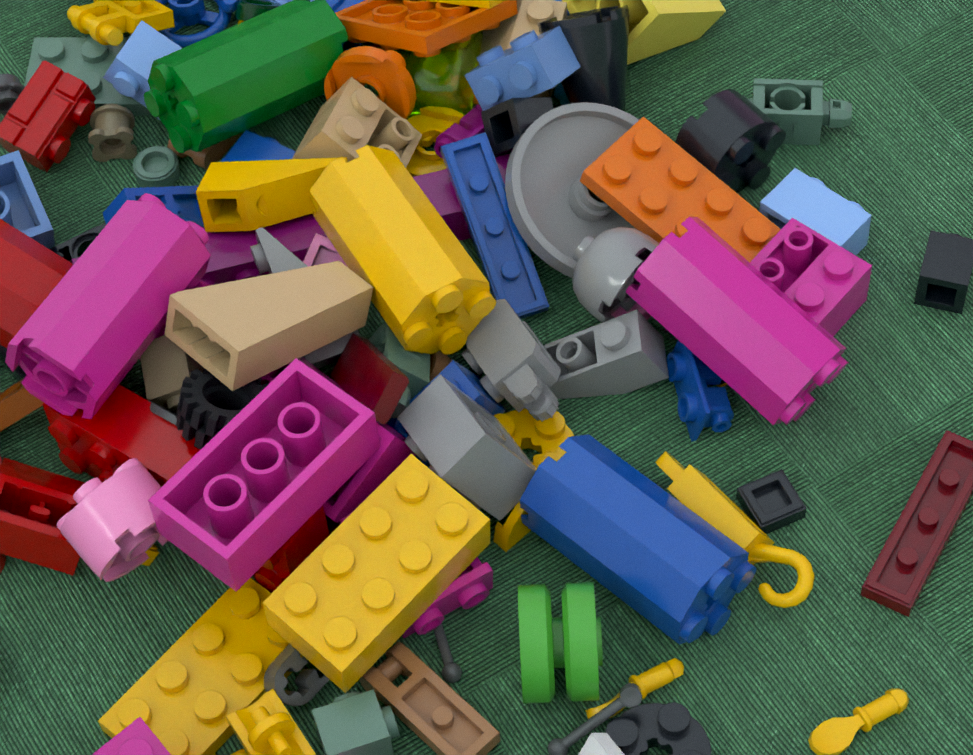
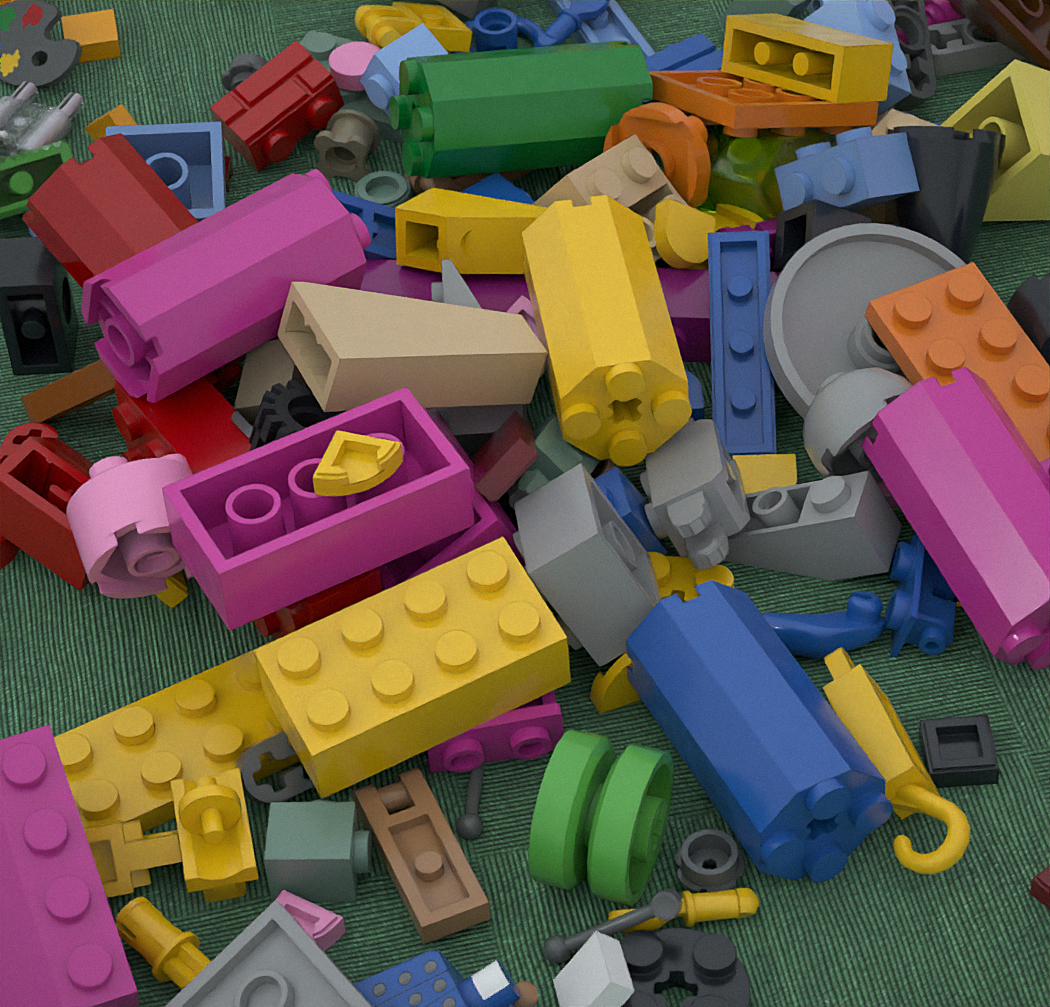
camera: 20 degrees right, 10 degrees down
(91, 62) = (349, 63): none -> bright pink tile
(290, 437) = (355, 464): none -> yellow tile
(416, 148) = (682, 233): none -> yellow tile
(550, 322) = (766, 471): none -> yellow tile
(637, 635) = (714, 849): none -> dark grey plate
(648, 436) = (823, 633): none -> blue arm

